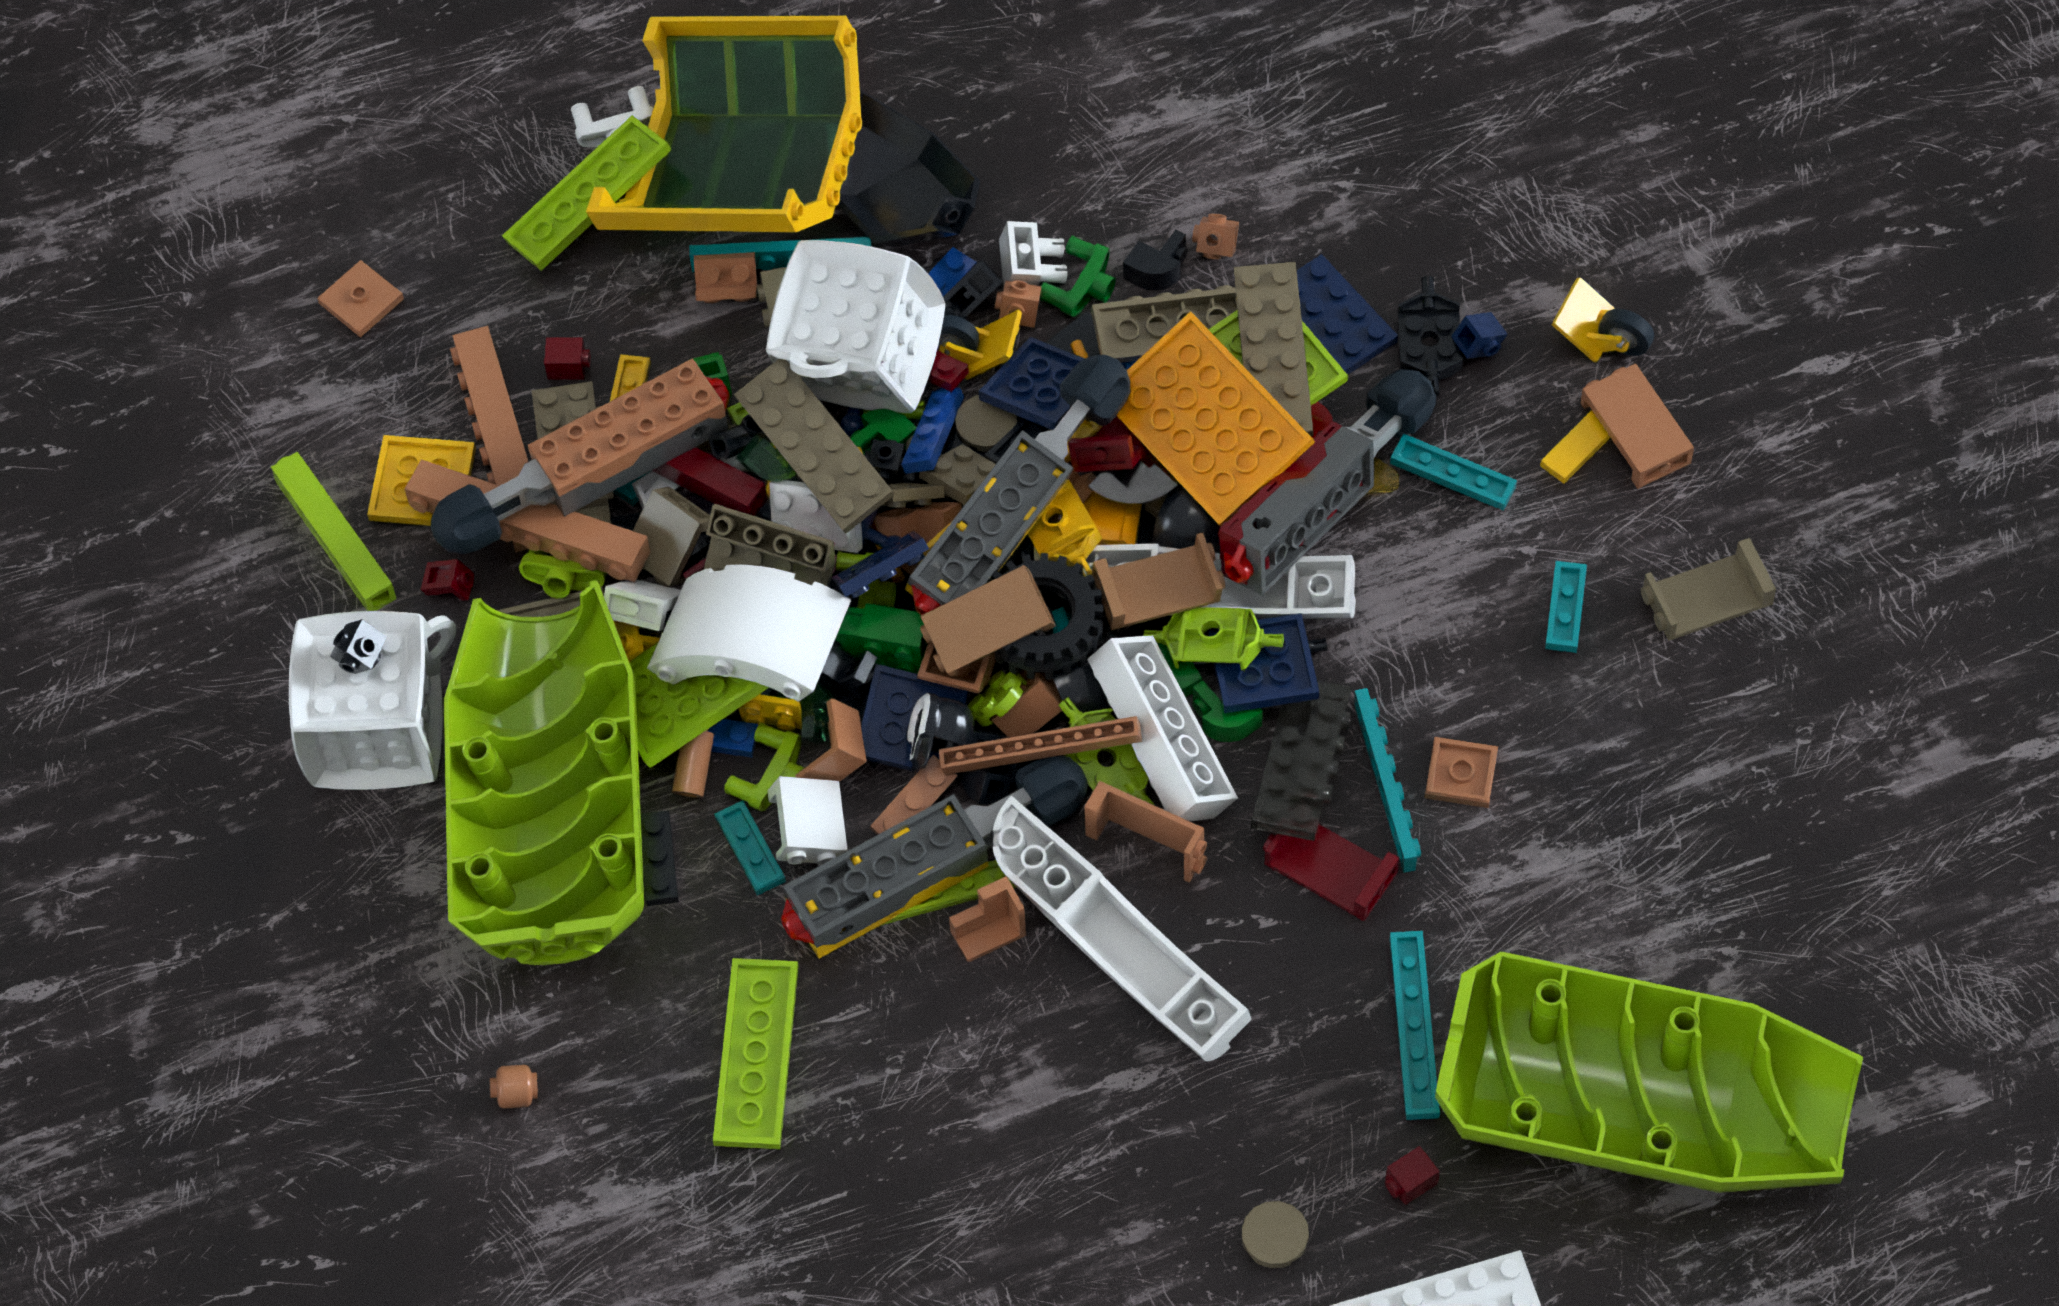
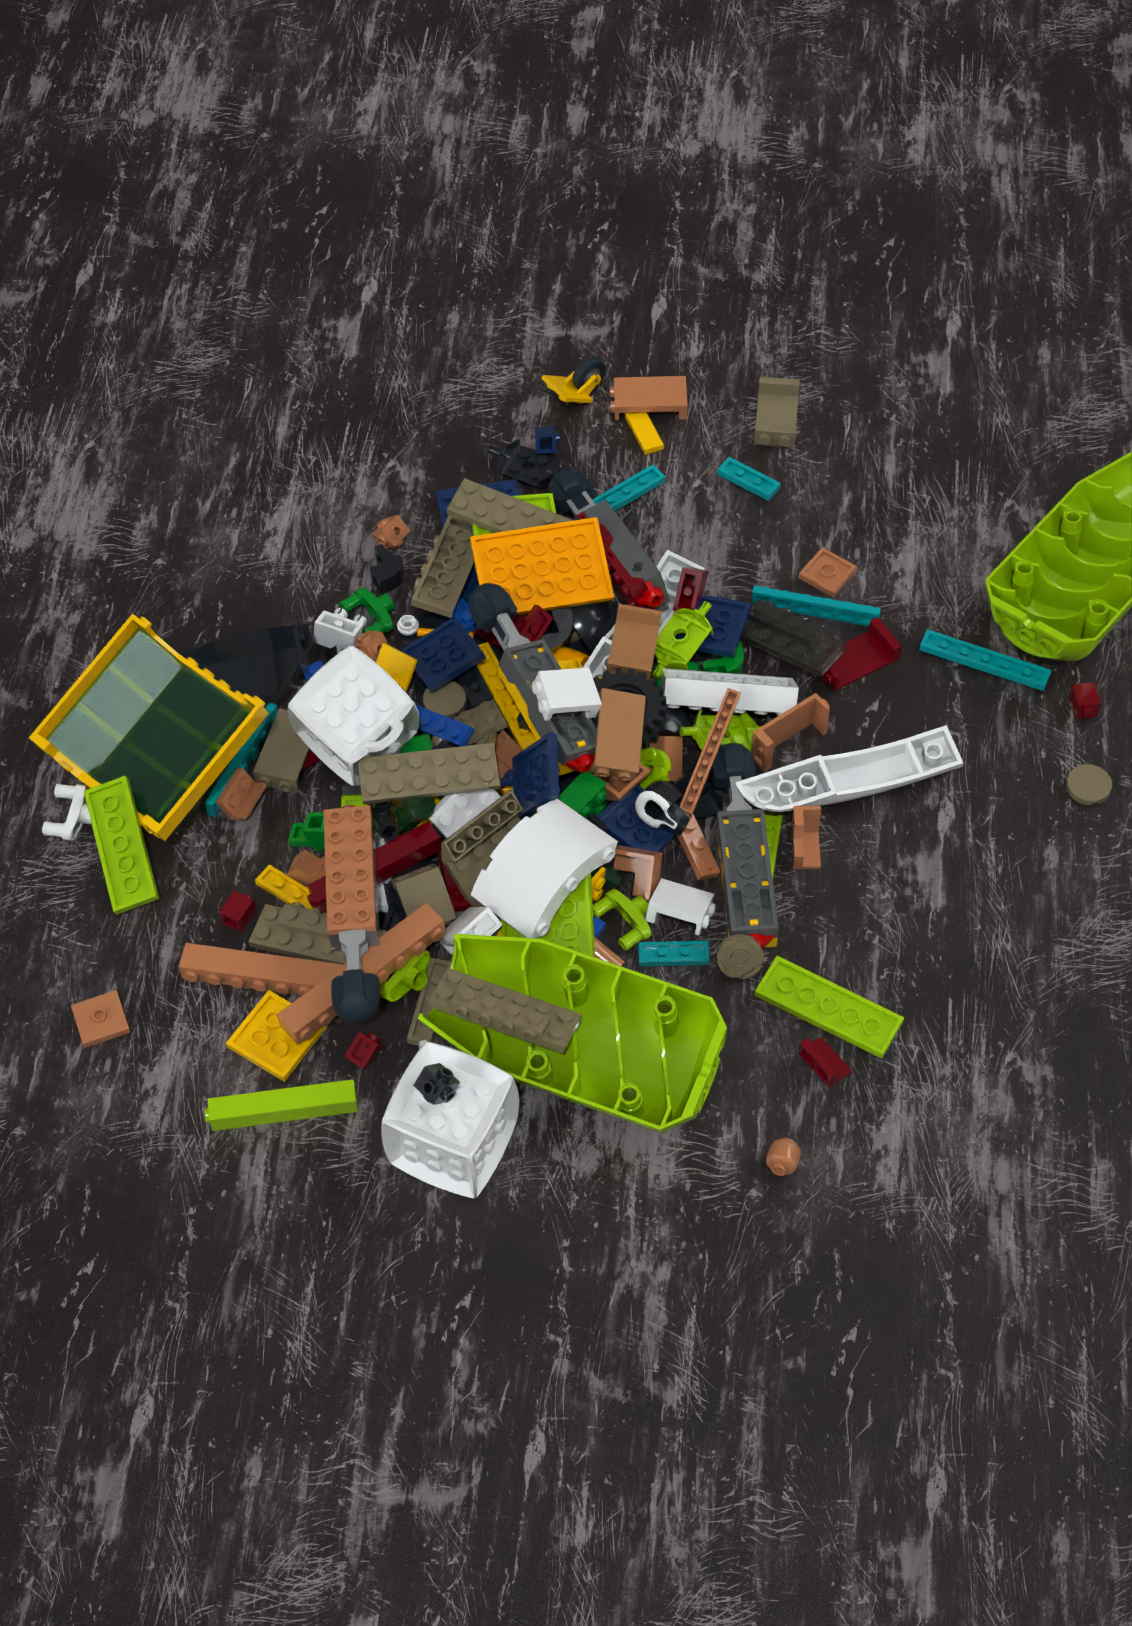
camera: 65 degrees left, 5 degrees down
(536, 688) = (505, 1010): none -> dark tan plate
(676, 1080) = (824, 1061): none -> dark red panel
(767, 917) = (740, 956): none -> dark tan tile
(994, 529) = (566, 692): none -> white panel
(1081, 320) = (407, 620): none -> white plate
(1296, 608) = (690, 588): none -> dark red slope

